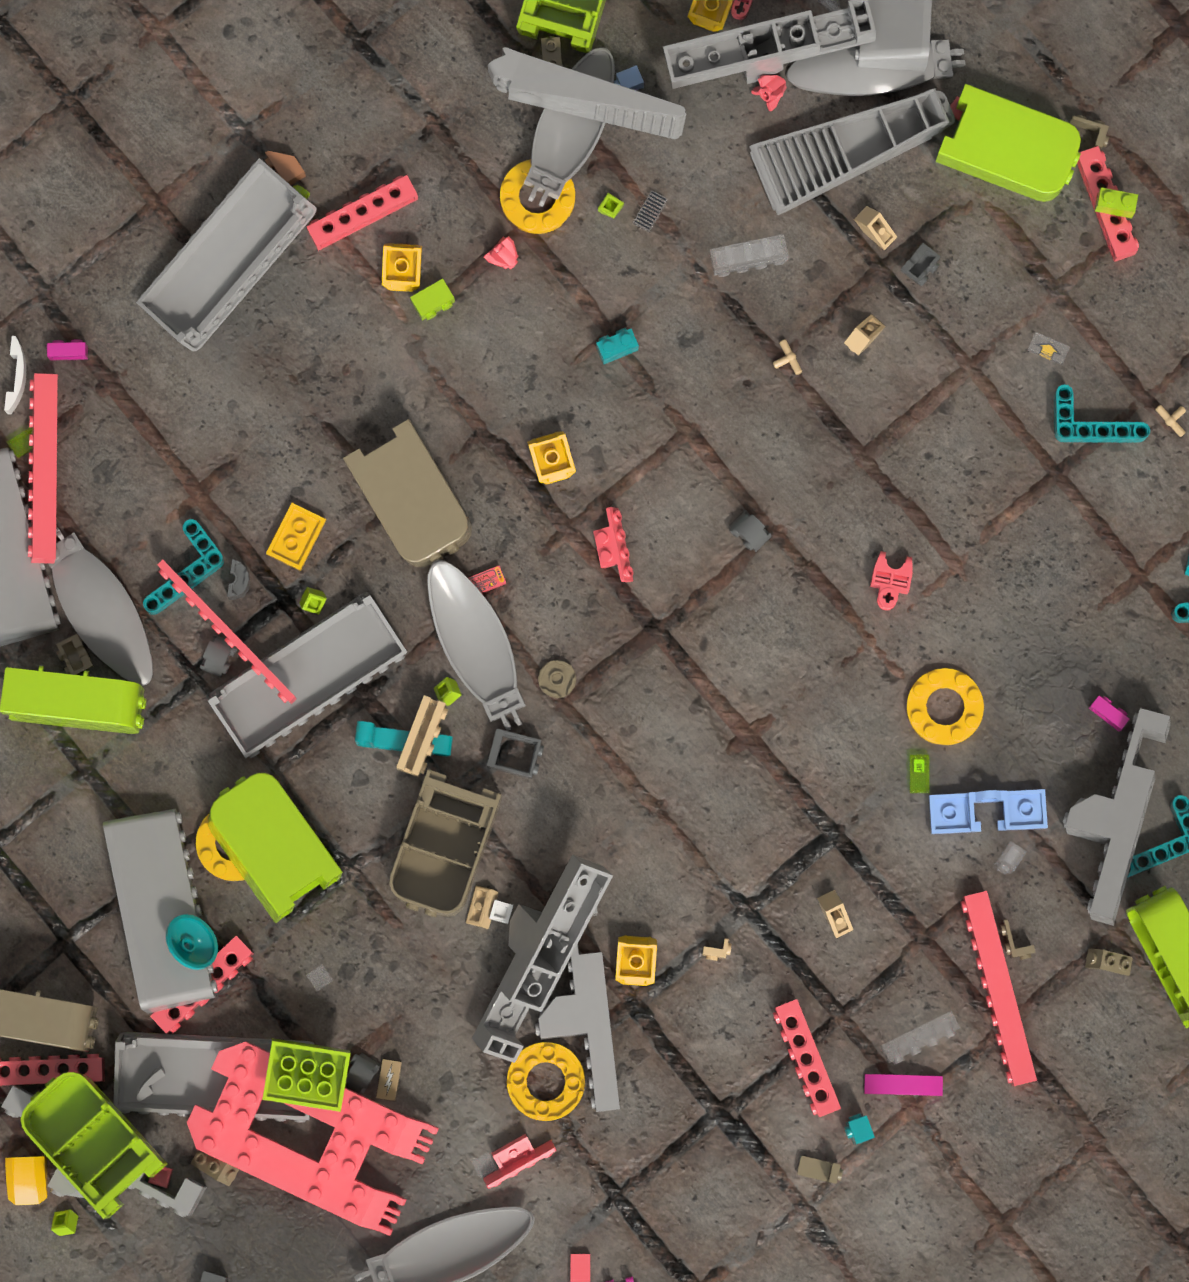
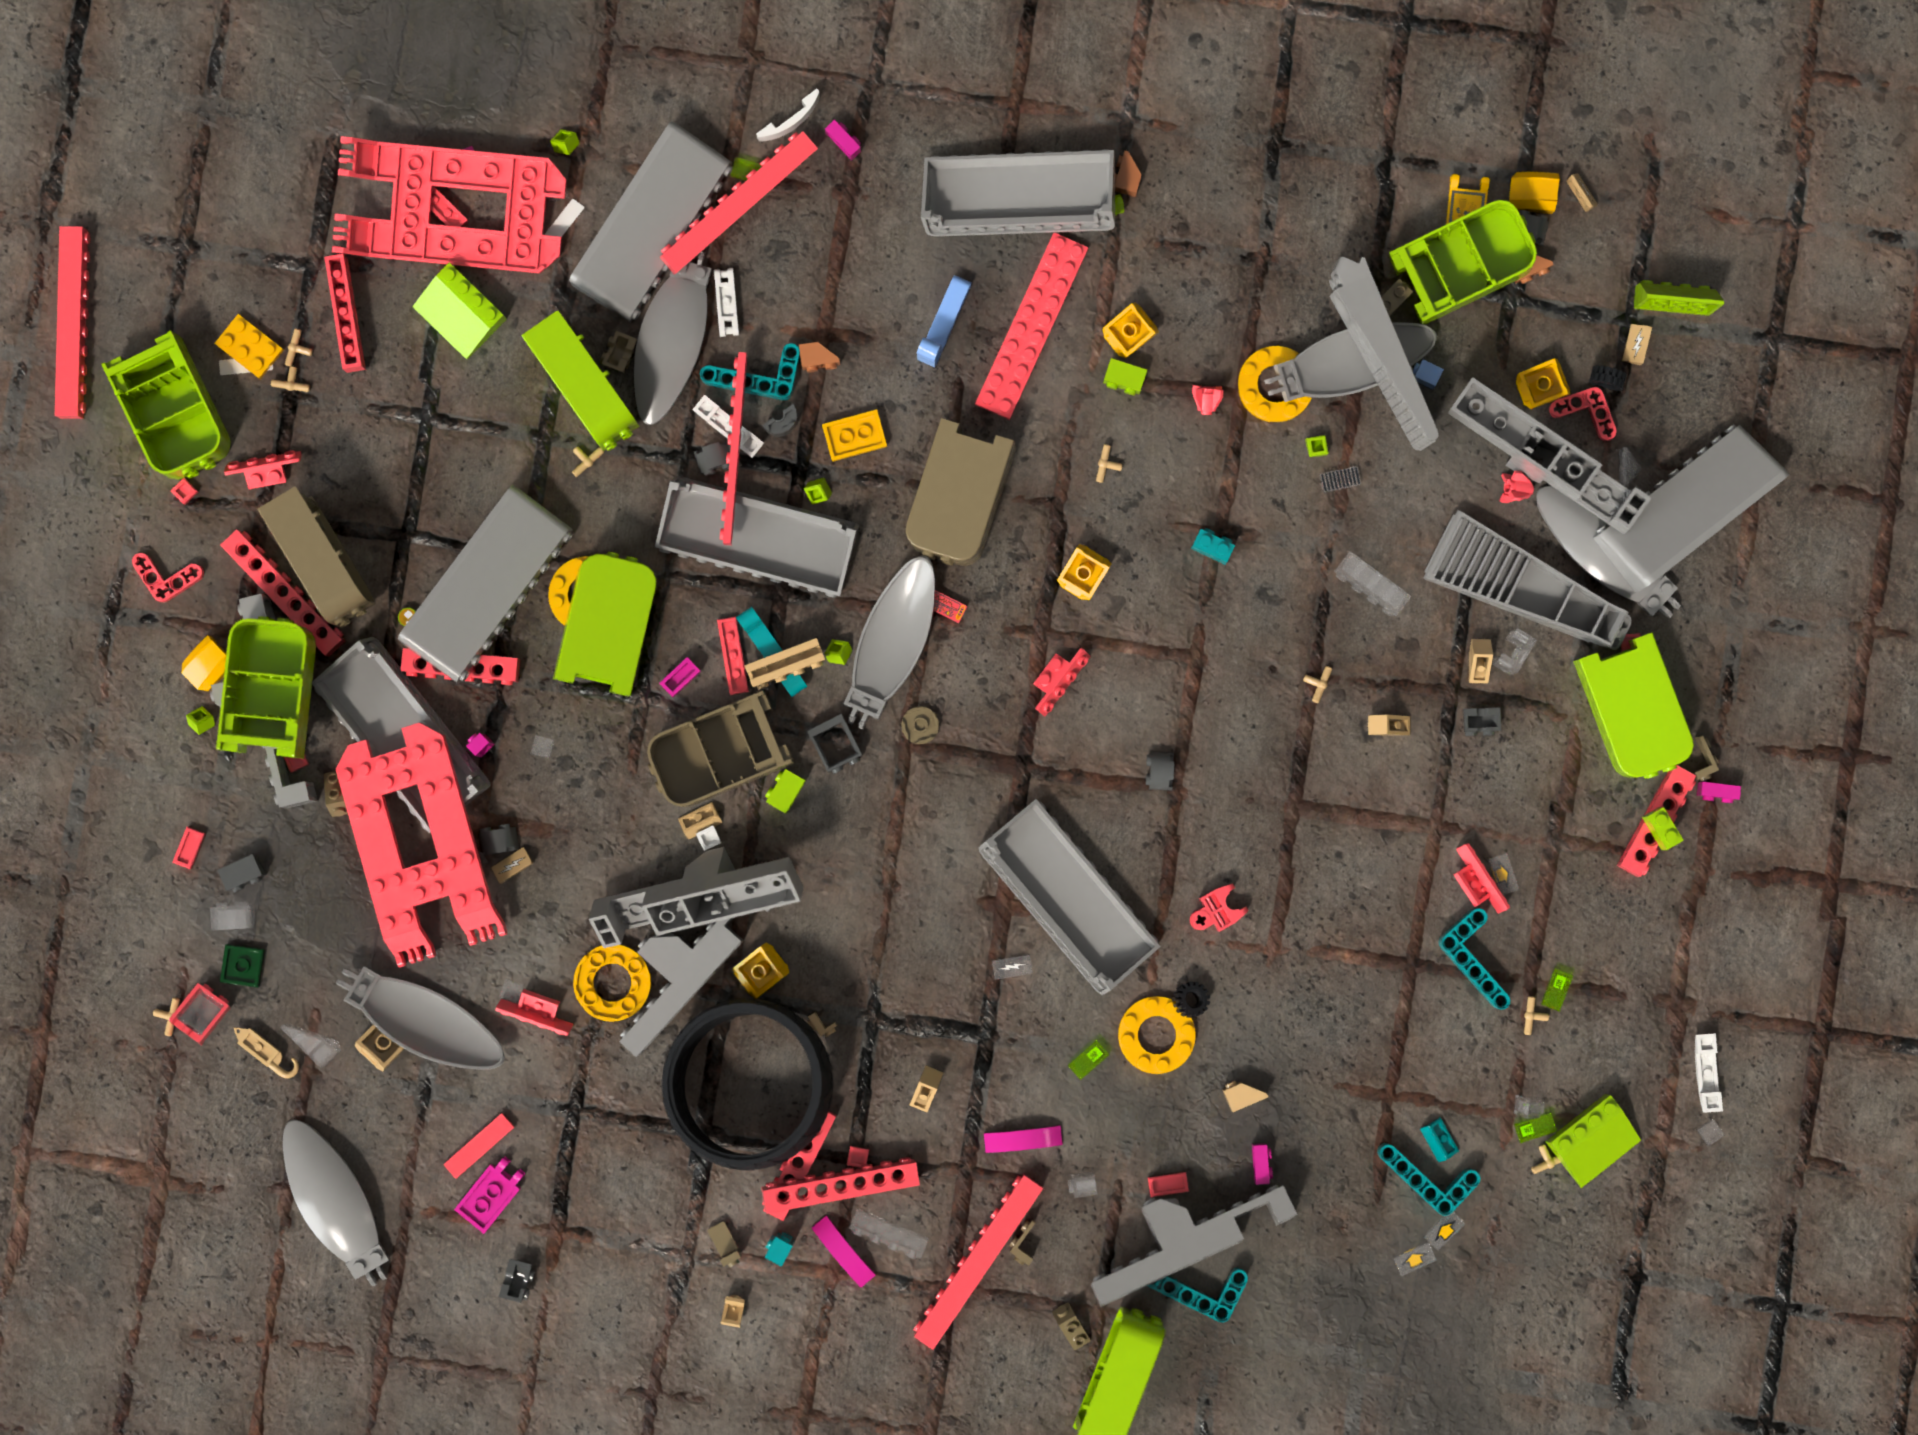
camera: 50 degrees right, 5 degrees up
(109, 544) = (726, 302): none -> white plate
(129, 993) = (405, 615): none -> tile
(134, 753) = (586, 461): none -> tan piece
(145, 1089) = (348, 692): light grey slope -> none
(191, 942) = (486, 630): teal dish -> none
(197, 626) = (720, 421): none -> white slope
(212, 511) = (817, 356): none -> nougat slope
(271, 395) = (933, 345): none -> light blue beam
(275, 1021) = (480, 744): none -> dark pink piece
(306, 1075) = (456, 803): lime slope -> none
(332, 335) = (1031, 326): none -> coral plate
(340, 230) = (1151, 273): coral brick -> none
(360, 826) = (680, 677): none -> dark pink piece
(379, 773) = (733, 656): none -> coral tile
(483, 371) = (1104, 463): none -> tan piece
(517, 822) = (785, 790): none -> lime brick
(639, 1041) = (674, 1084): none -> black tyre
(785, 681) = (1069, 897): none -> light grey windscreen
(799, 769) = (1012, 966): none -> clear slope
(841, 1011) = (857, 1156): none -> coral tile
(876, 1208) = (733, 1311): none -> tan bracket
(890, 985) = (850, 1190): none -> coral brick
(892, 184) = (1524, 645): none -> clear panel
(934, 664) = (1200, 994): none -> black tyre
(936, 875) = (1023, 1139): none -> dark pink slope
(956, 811) = (1082, 1113): light blue plate -> none
(1038, 371) = (1477, 881): none -> coral bracket
(1045, 682) = (1241, 1095): none -> tan slope
(1064, 796) = (1168, 1184): none -> coral tile
(1119, 145) = (1714, 790): none -> dark pink piece
(1168, 384) = (1556, 990): none -> clear neon green tile

